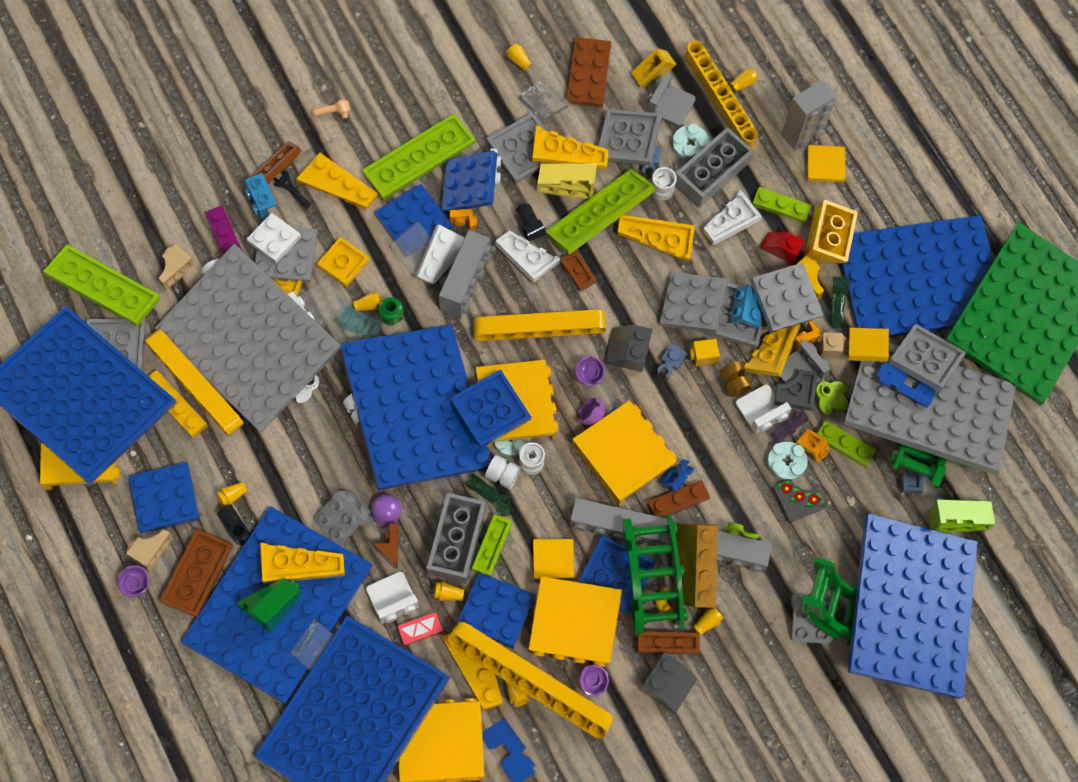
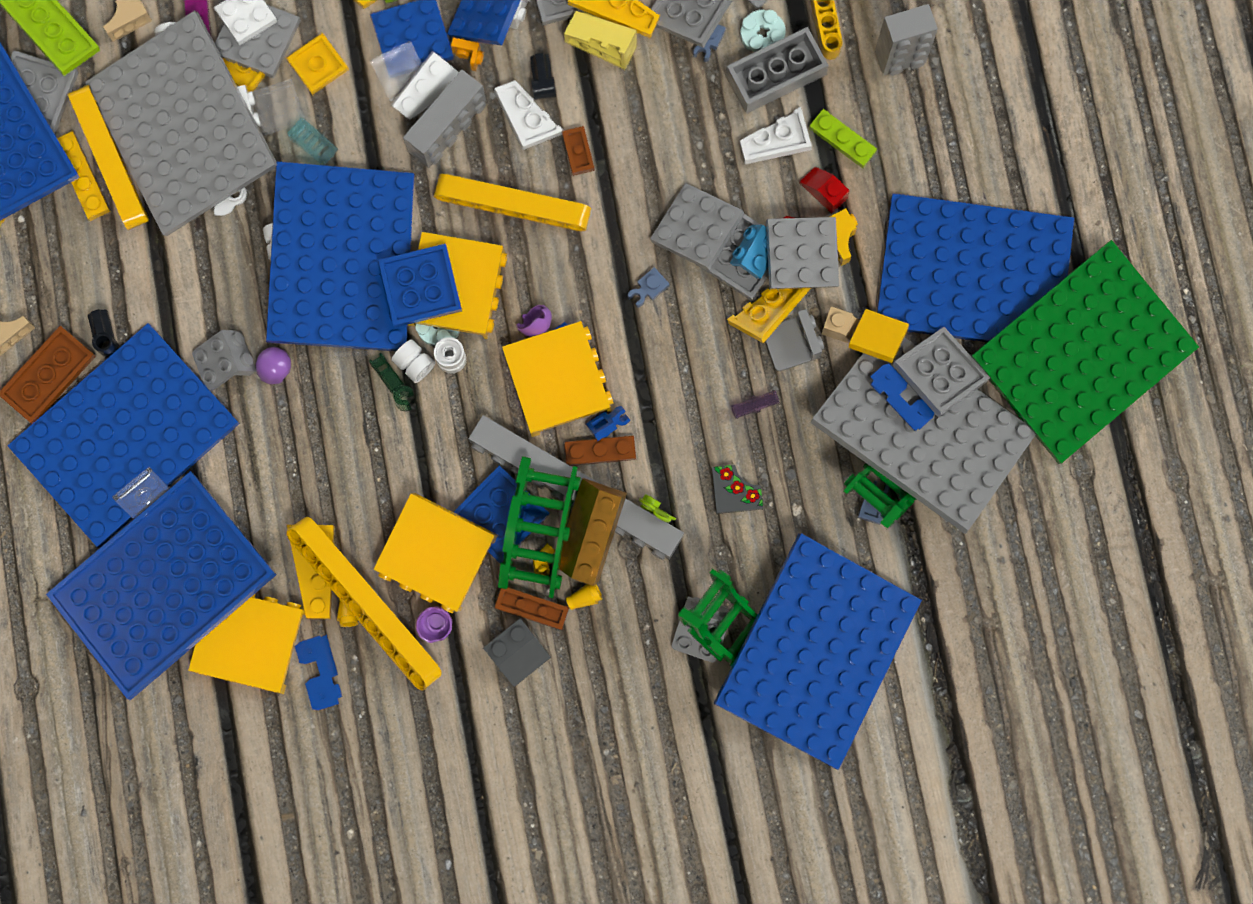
camera: 25 degrees right, 10 degrees up
(164, 497) = (38, 279): blue plate -> none
(230, 494) = (110, 297): yellow cone -> none
(271, 603) = (111, 434): green slope -> none
(298, 564) = (149, 397): yellow wing -> none
(368, 302) = (331, 120): yellow cone -> none
(389, 550) = (263, 413): dark orange slope -> none
(390, 311) = (349, 138): green head -> none
(392, 597) = (247, 466): white bracket -> none
(420, 629) = (267, 509): coral tile -> none
(447, 592) = (309, 478): yellow cone -> none
(456, 538) = (337, 420): light grey brick -> none
(492, 545) = (375, 440): lime plate -> none
(497, 609) = (355, 514): blue plate -> none
(553, 558) = (438, 476): yellow tile -> none
(590, 371) = (549, 273): medium lavender hair -> none
(600, 211) = (627, 86): lime plate -> none
(629, 347) = (605, 258): dark grey slope -> none
(664, 181) = (711, 74): white wheel -> none
(664, 236) = (689, 136): yellow wing -> none
(704, 352) = (688, 289): yellow brick -> none
(735, 377) = (713, 334): pearl gold wheel -> none
(760, 410) = (731, 374): white bracket -> none
(779, 468) = (734, 430): light aqua plate -> none
(798, 392) = (779, 367): dark grey tile -> none
(812, 336) = (814, 307): light orange bracket -> none
(814, 445) = (775, 433): light orange bracket -> none
(826, 163) = (913, 102): yellow tile -> none
(831, 233) = (885, 190): yellow slope -> none
(834, 398) = (820, 385): lime plate -> none
(840, 290) = (873, 257): clear green piece -> none
(846, 444) = (813, 442): lime plate -> none
(961, 516) = (913, 566): wedge -> none

